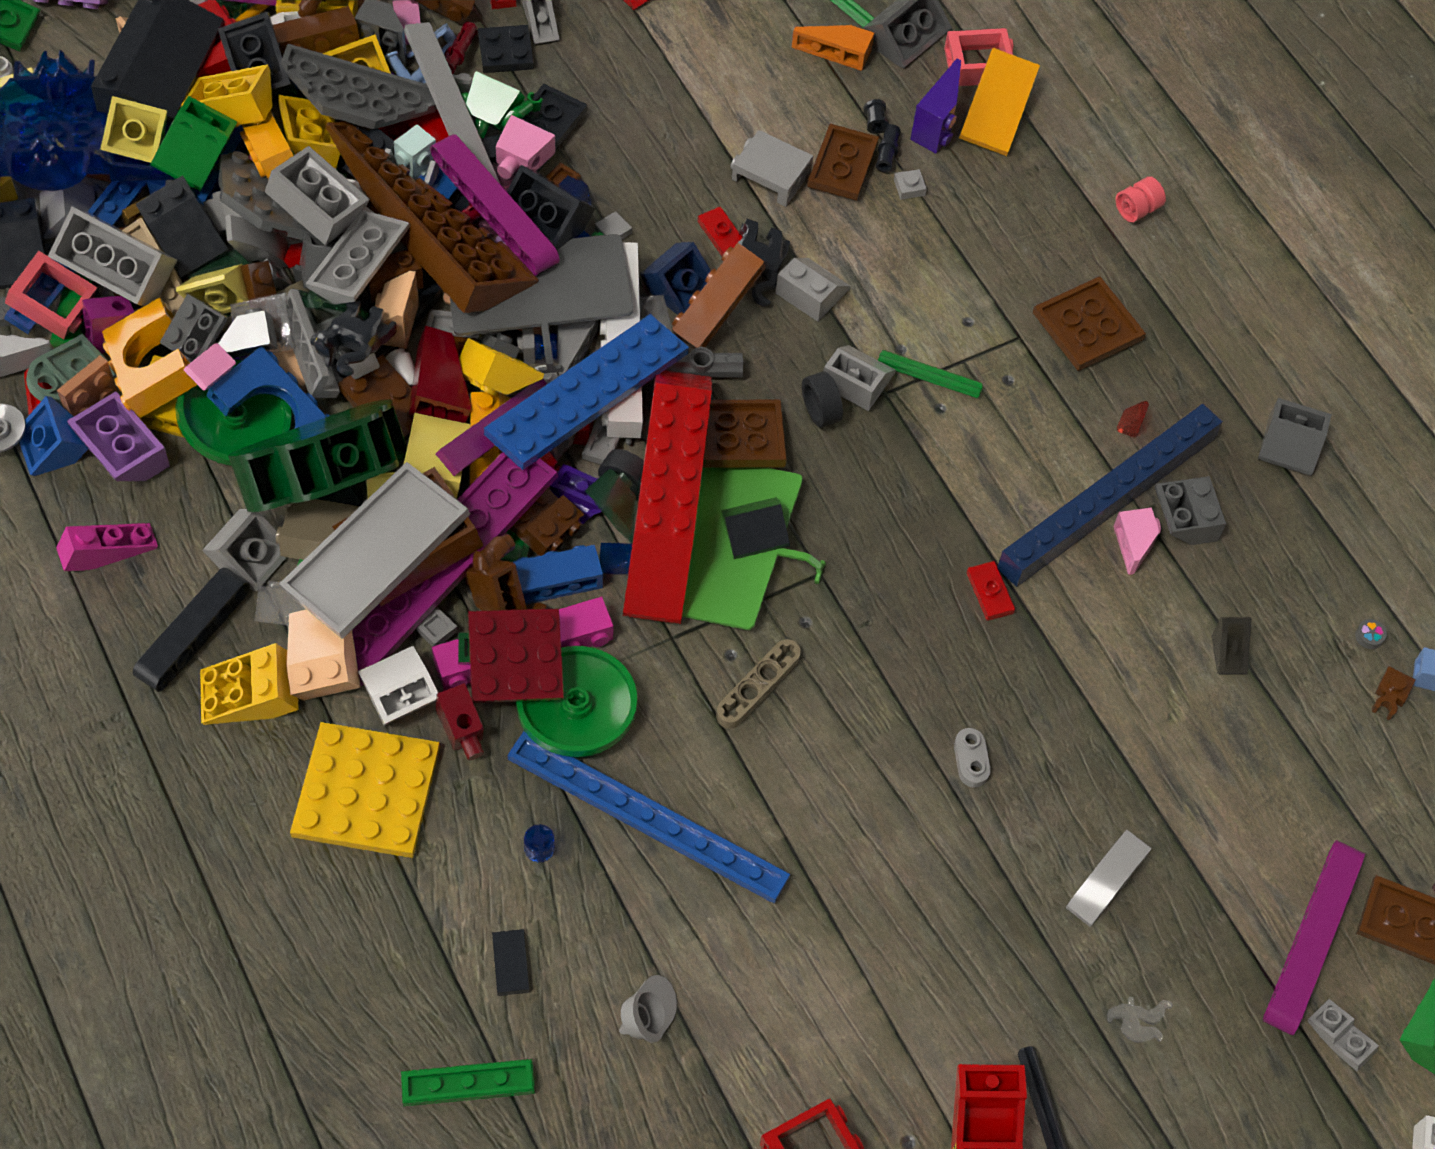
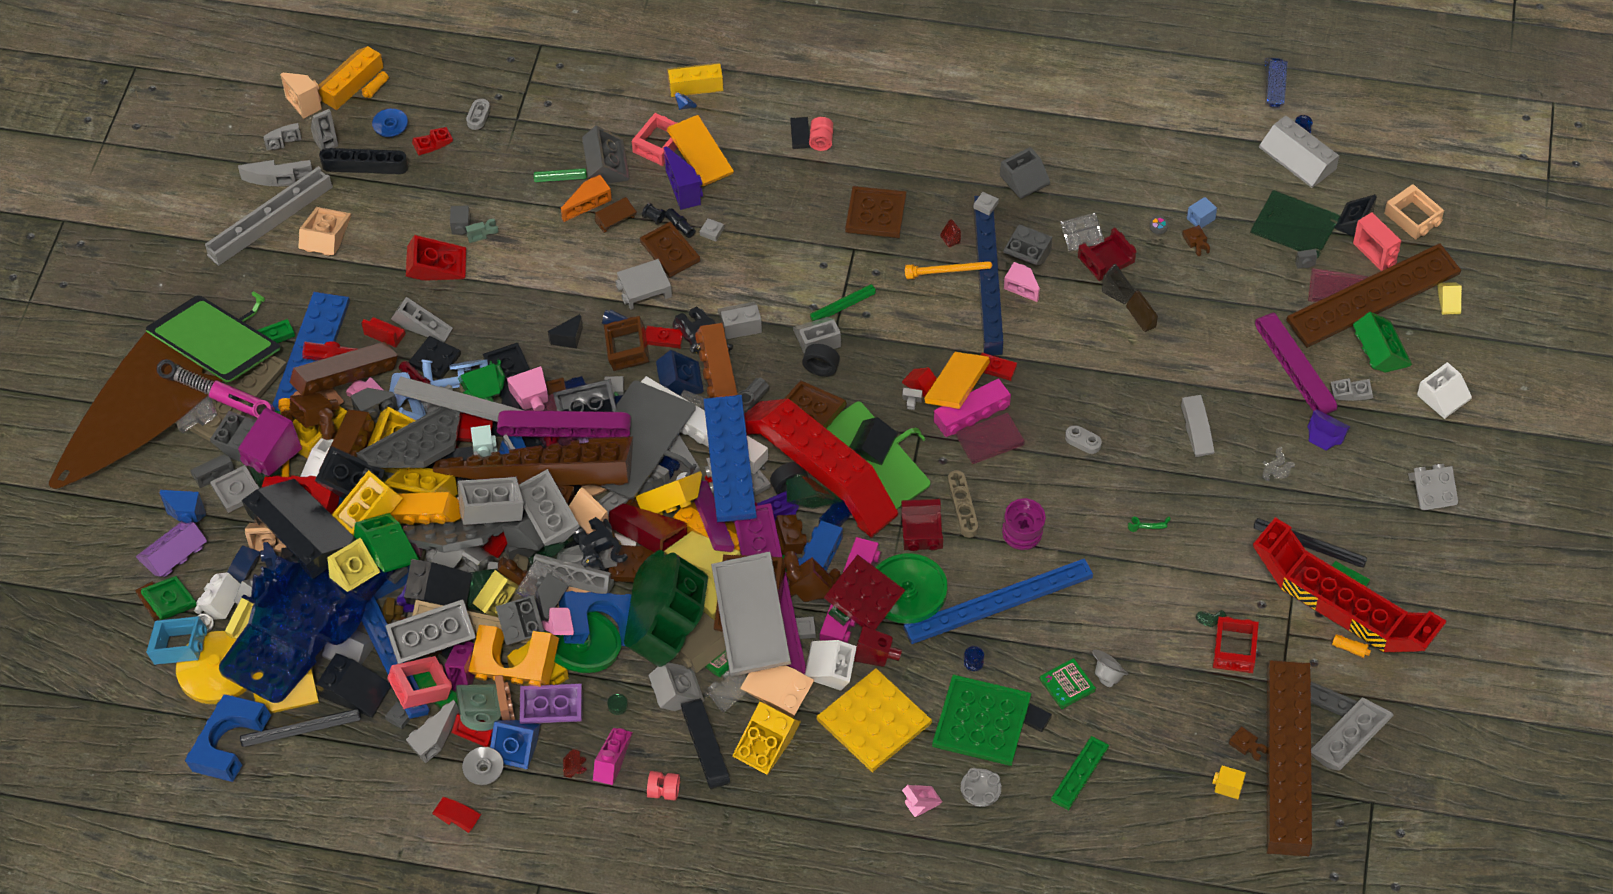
camera: 45 degrees left, 5 degrees down
(30, 51) = (218, 596): none -> white brick
(64, 513) = (572, 763): none -> clear red tile
(90, 50) = (243, 563): none -> dark blue slope
(97, 622) = (670, 784): none -> coral wheel
(183, 506) = (617, 704): none -> clear green tile
(284, 915) = (921, 799): none -> bright pink slope
(355, 976) = (981, 787): none -> light grey dish
(455, 912) = (982, 720): none -> green plate
(507, 74) = (453, 381): none -> light blue piece
(590, 978) = (1067, 683): none -> green tile
(643, 141) = (567, 333): none -> black slope
(651, 211) = (631, 356): none -> reddish brown window
(687, 659) = (921, 524): none -> dark red panel
(699, 170) = (611, 316): none -> dark blue cone
(780, 753) = (1023, 524): none -> magenta wheel
(826, 1089) = (1209, 619): none -> clear green arm
(839, 80) = (614, 213): none -> reddish brown hinge
(860, 529) = (912, 396): none -> light grey tile
(880, 652) = (990, 438): none -> clear pink tile
(893, 530) = (920, 379): none -> red slope
(903, 602) = (978, 405): none -> dark pink brick
(909, 918) = (1137, 524): none -> green piece
(924, 558) = (957, 380): none -> light orange tile
(1041, 414) = (913, 271): none -> light orange piece
(1056, 49) = (684, 101): none -> blue slope
(1094, 38) = (695, 79): none -> yellow slope
(1123, 178) = (800, 132): none -> black tile
(1199, 420) = (986, 203): none -> light grey plate
(1221, 700) = (1142, 311): none -> dark brown slope
(1247, 1044) = (1326, 430): none -> dark purple slope
(1272, 554) = (1082, 230): none -> clear slope
(1274, 607) = (1102, 256): none -> dark red panel

